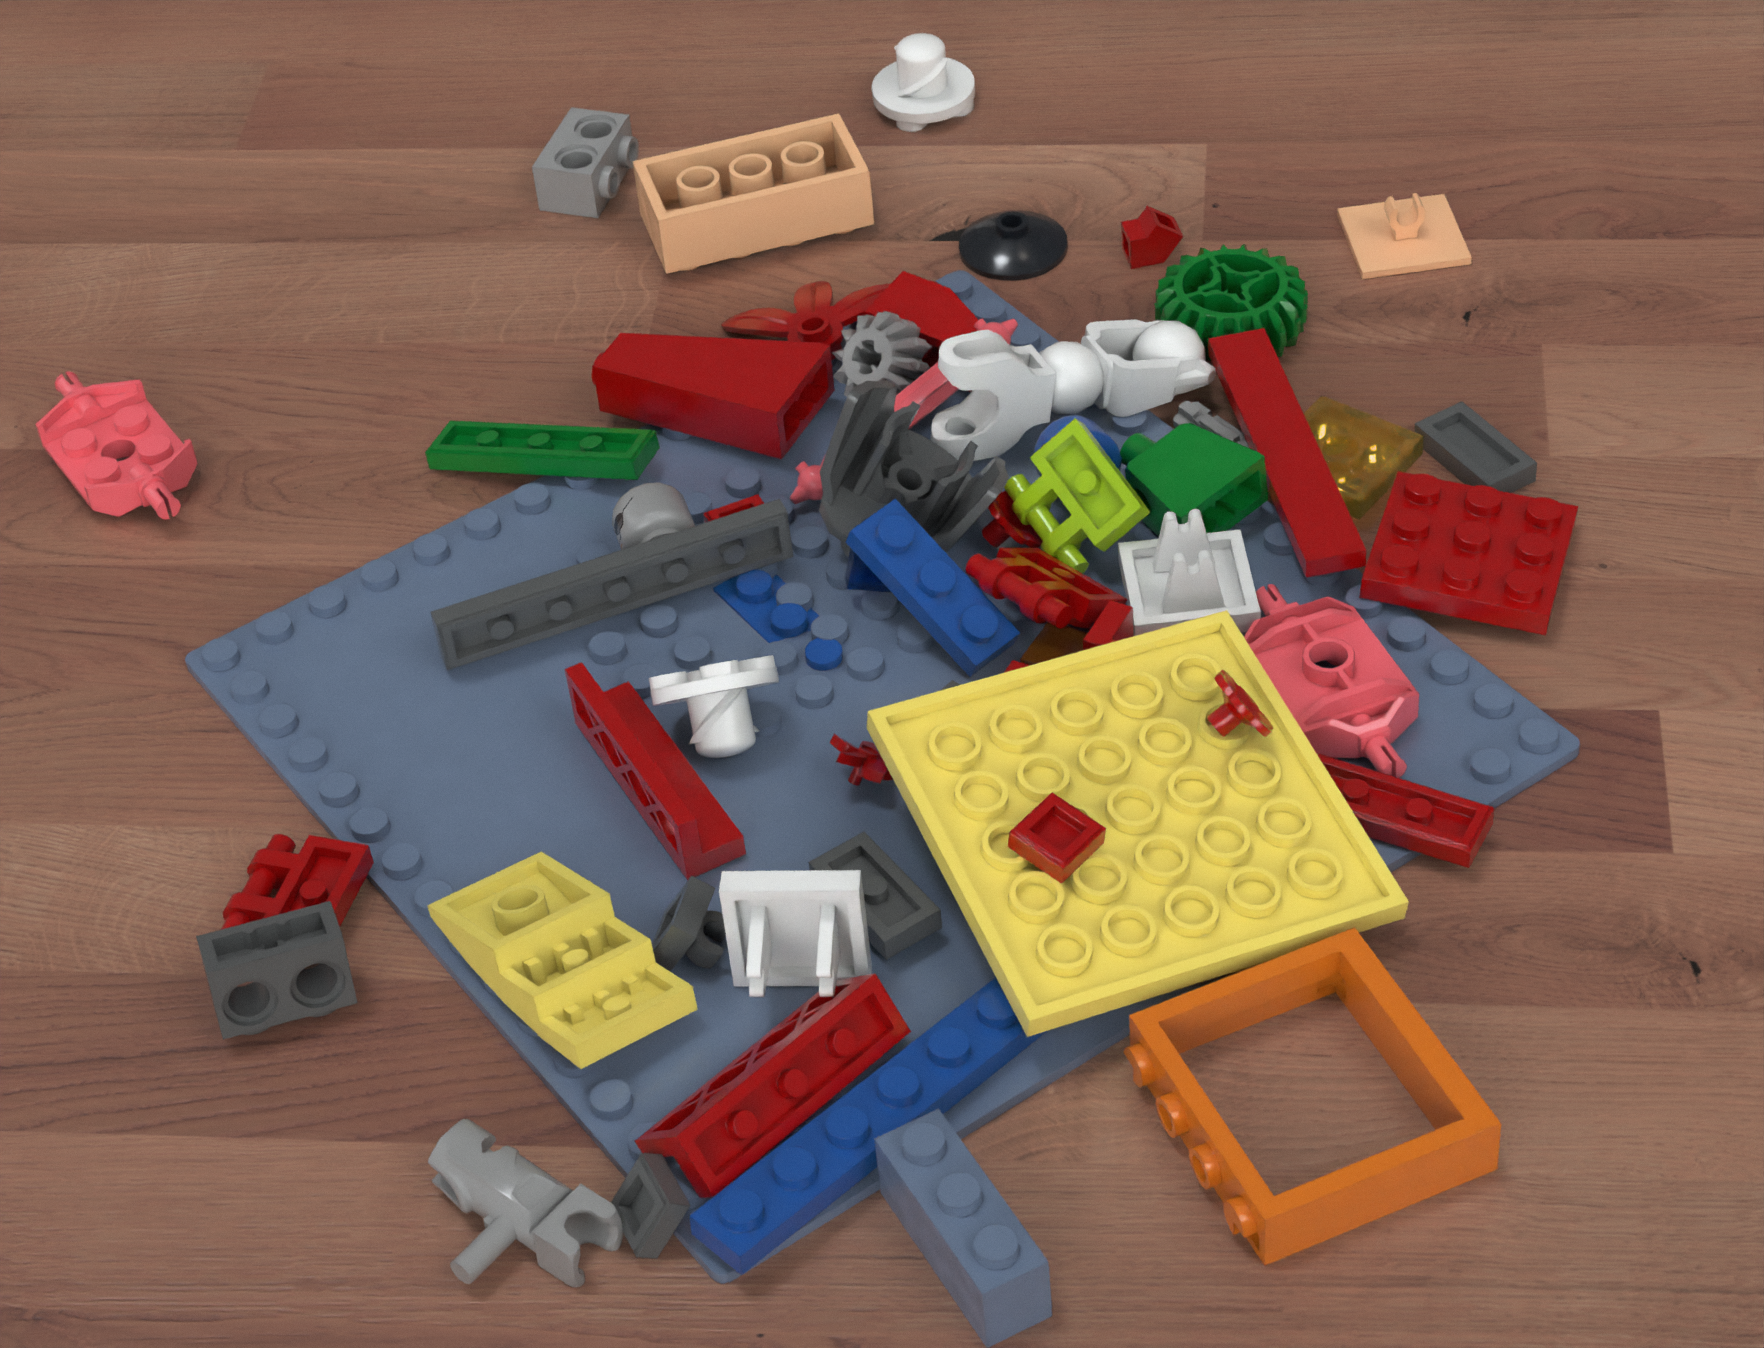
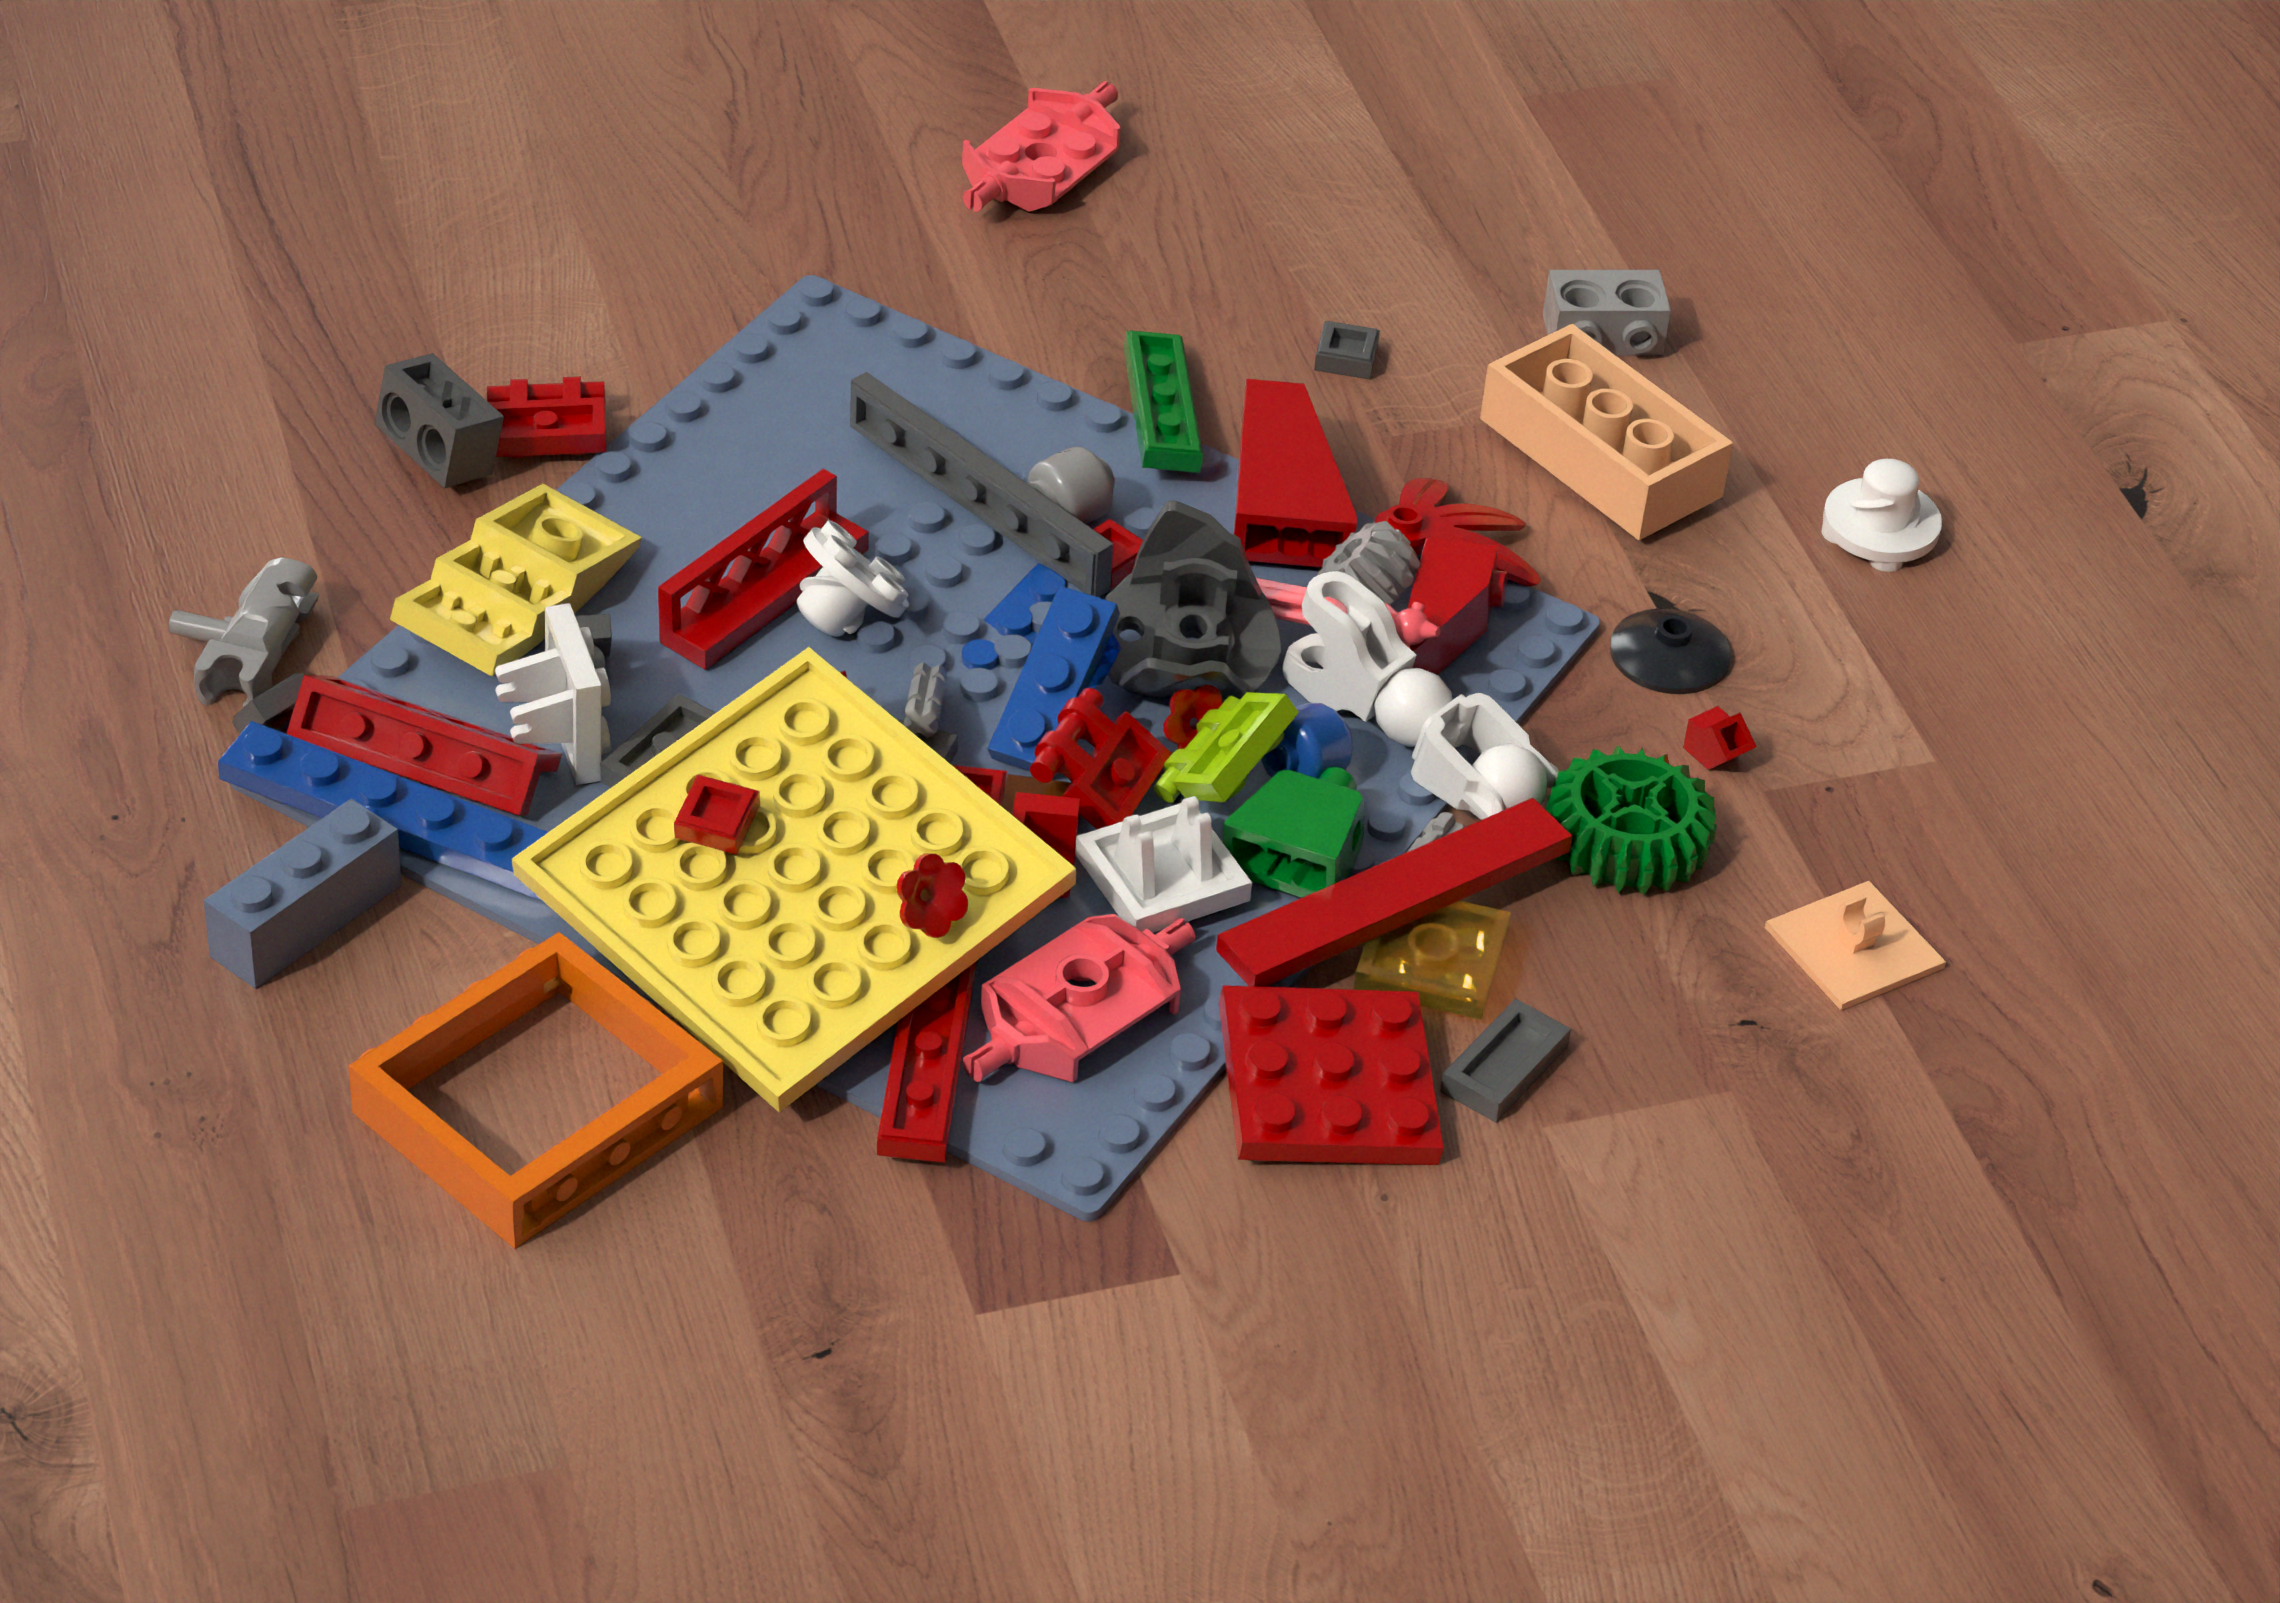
camera: 60 degrees right, 0 degrees up
(524, 329) = (1347, 350): none -> dark grey tile
(893, 685) = (925, 699): none -> light grey axle

